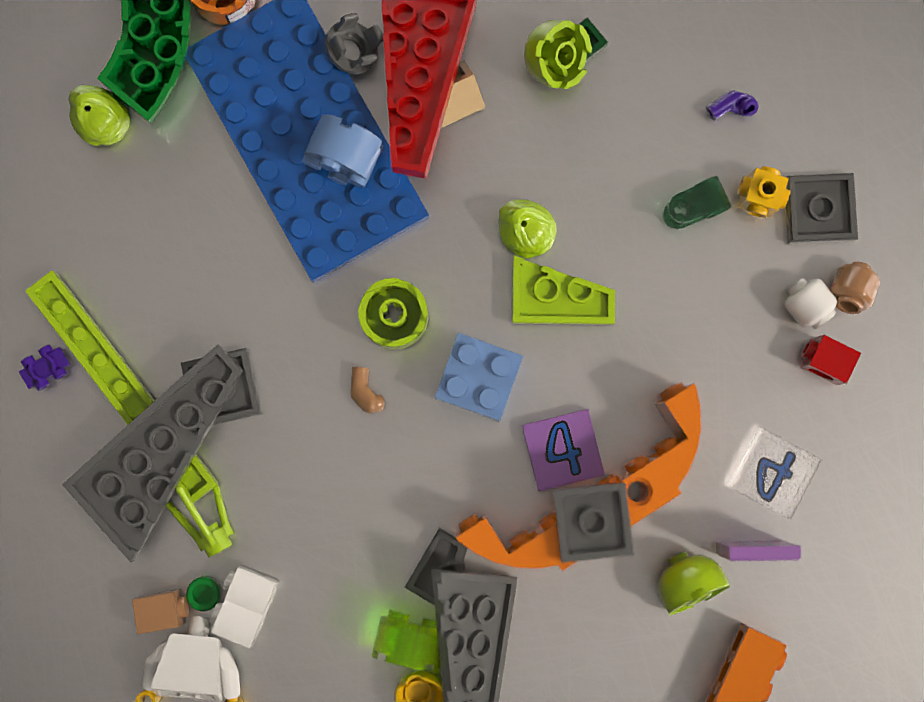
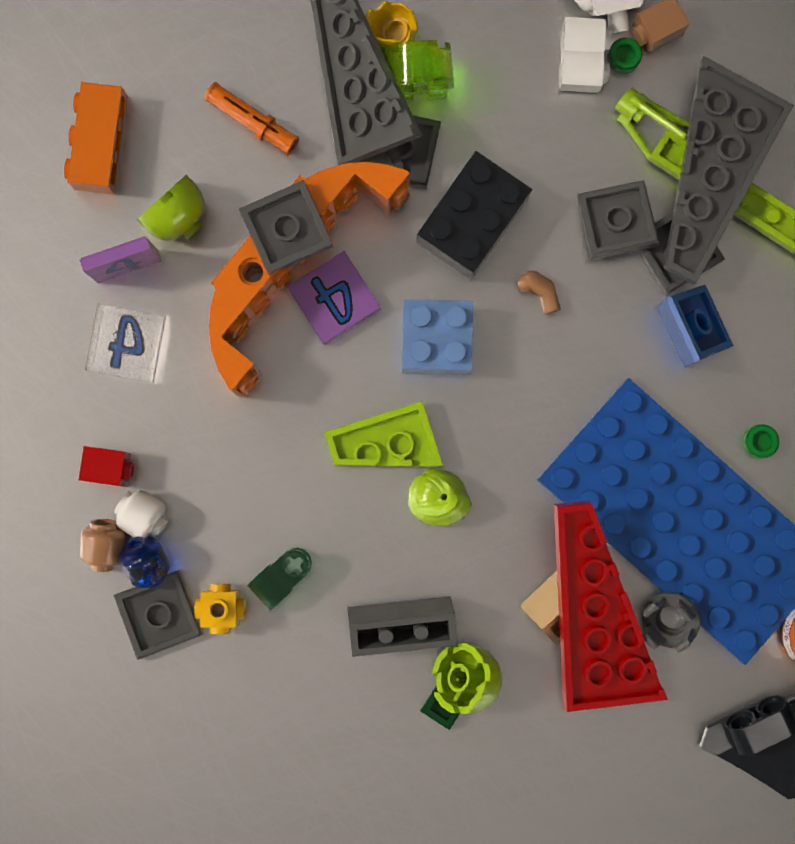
camera: 160 degrees right, 0 degrees up
(209, 182) = (760, 441): none -> green tile
(231, 308) = (694, 325): none -> blue slope
(268, 433) = (617, 220): none -> dark grey tile
(343, 151) = (643, 504): medium blue brick -> none
(376, 306) = (558, 373): lime brick -> none
(404, 483) = (473, 215): none -> black brick
(574, 639) = (263, 126): none -> orange pin
(601, 120) = (402, 626): none -> dark grey brick
(733, 102) = (276, 692): dark purple arm -> none
(821, 257) = (144, 562): none -> clear blue head

